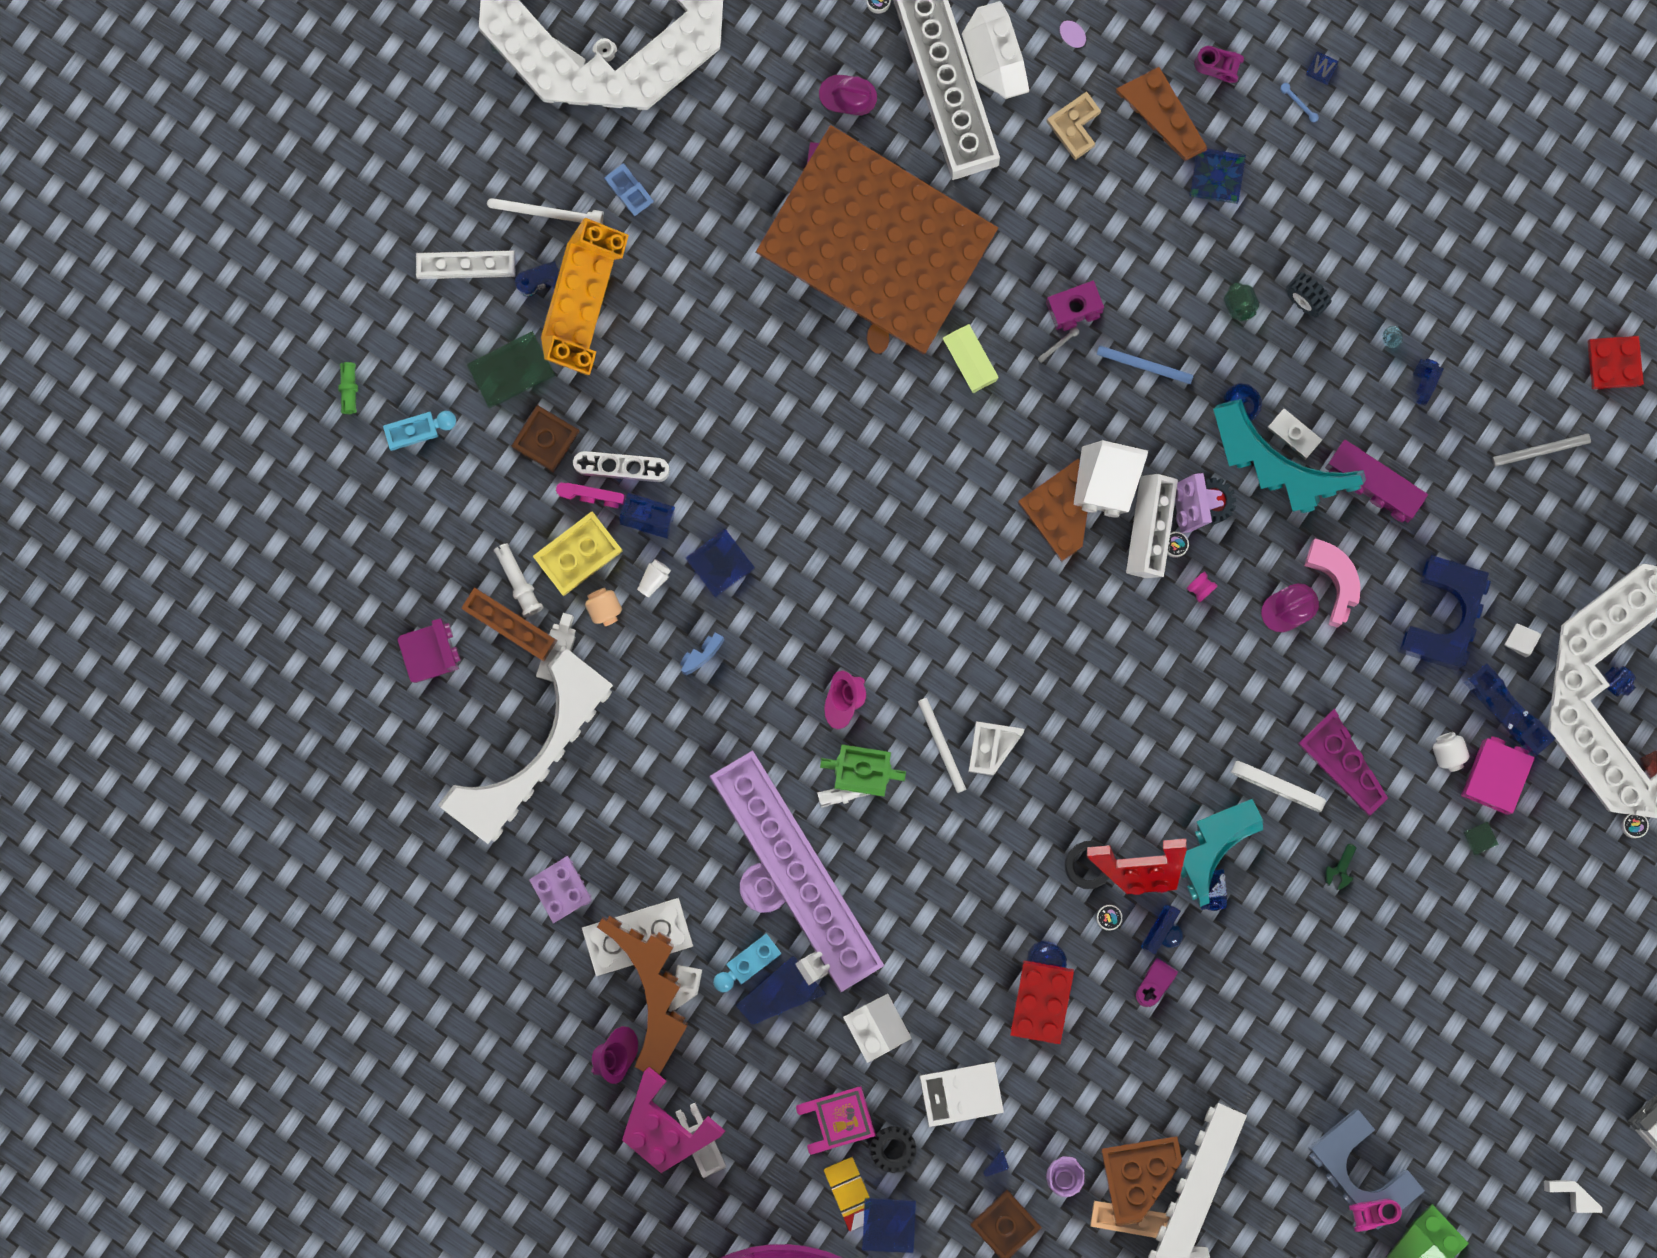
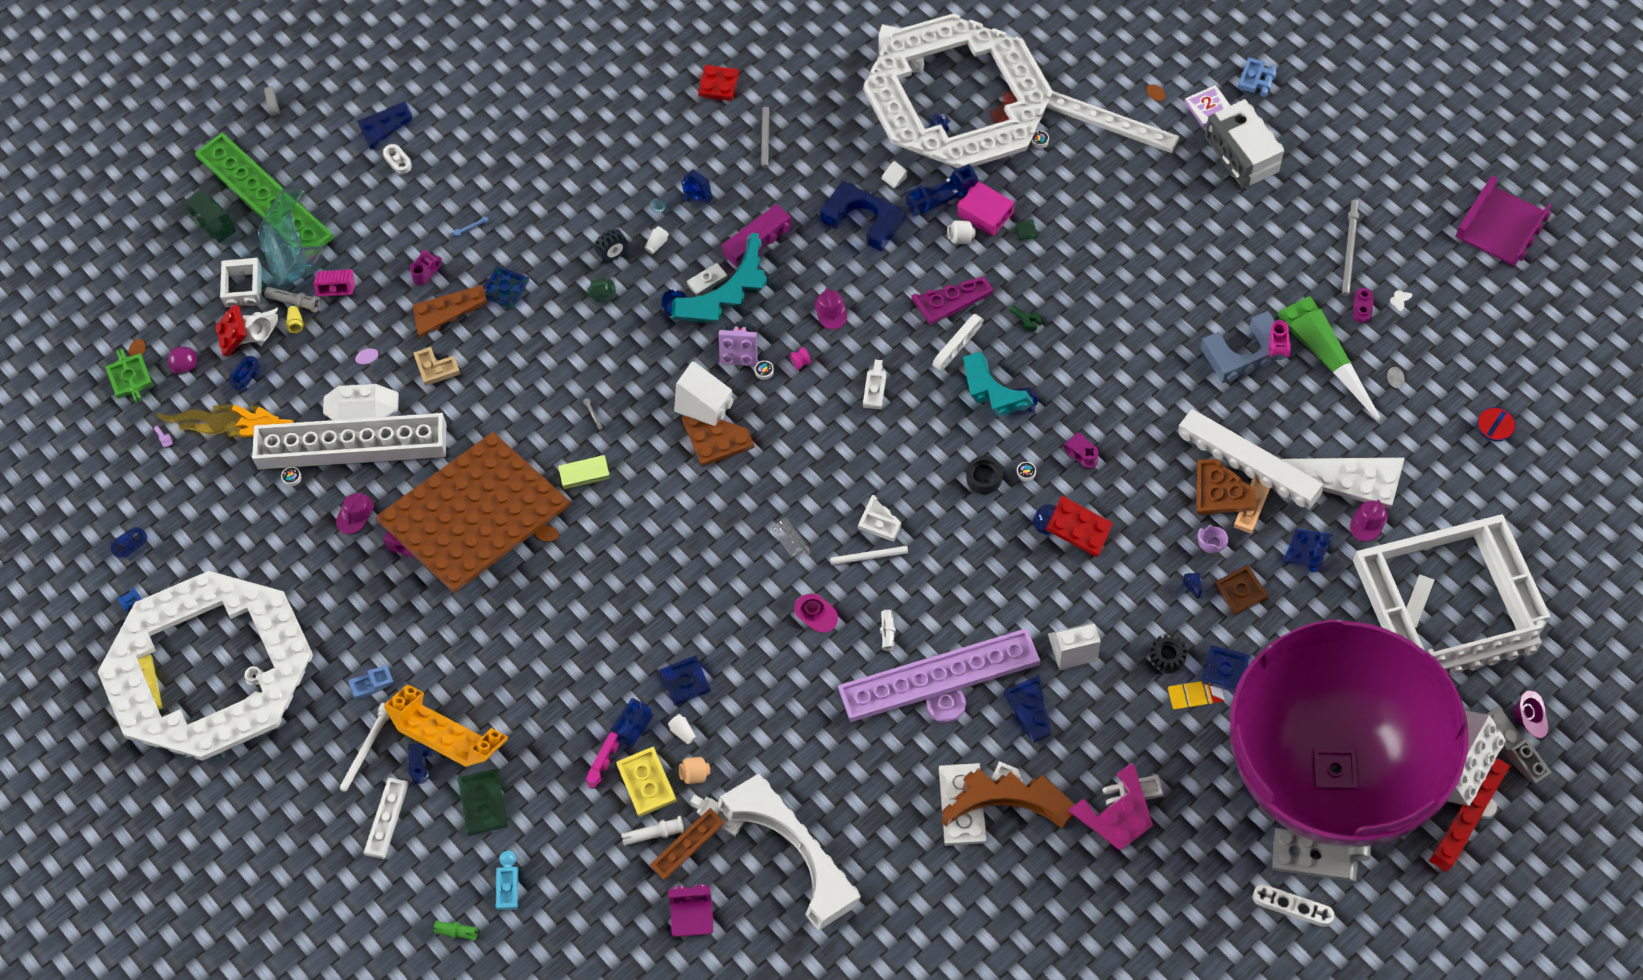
camera: 75 degrees left, 20 degrees down
(545, 438) = (546, 787): reddish brown tile -> none
(560, 889) = (910, 852): lavender hinge -> none
(615, 1055) = (1053, 840): magenta piece -> none
(621, 466) = (584, 734): white beam -> none
(695, 660) = (754, 709): medium blue slope -> none
(747, 963) = (1002, 727): medium azure plate -> none
(812, 967) = (1016, 678): white tile -> none
(841, 1117) = (1137, 683): dark pink flag -> none
(862, 770) = (874, 609): bright green plate -> none
(936, 642) = (790, 539): none -> clear hinge
(961, 1094) = (1136, 598): white slope -> none
(1085, 295) = (565, 385): magenta brick -> none
(1143, 873) = (1001, 429): red wing -> none
(1144, 364) = (627, 360): medium blue bar -> none
(1152, 526) = (748, 378): white brick -> none
(1164, 931) = (1044, 436): clear blue tile -> none
(1184, 694) = (875, 387): none -> white hinge
(1322, 68) = (451, 207): clear blue tile -> none
(1336, 350) = (656, 240): none -> white cone
(1342, 572) = (816, 270): bright pink arch -> none
(1579, 1199) = (1289, 224): white slope -> none

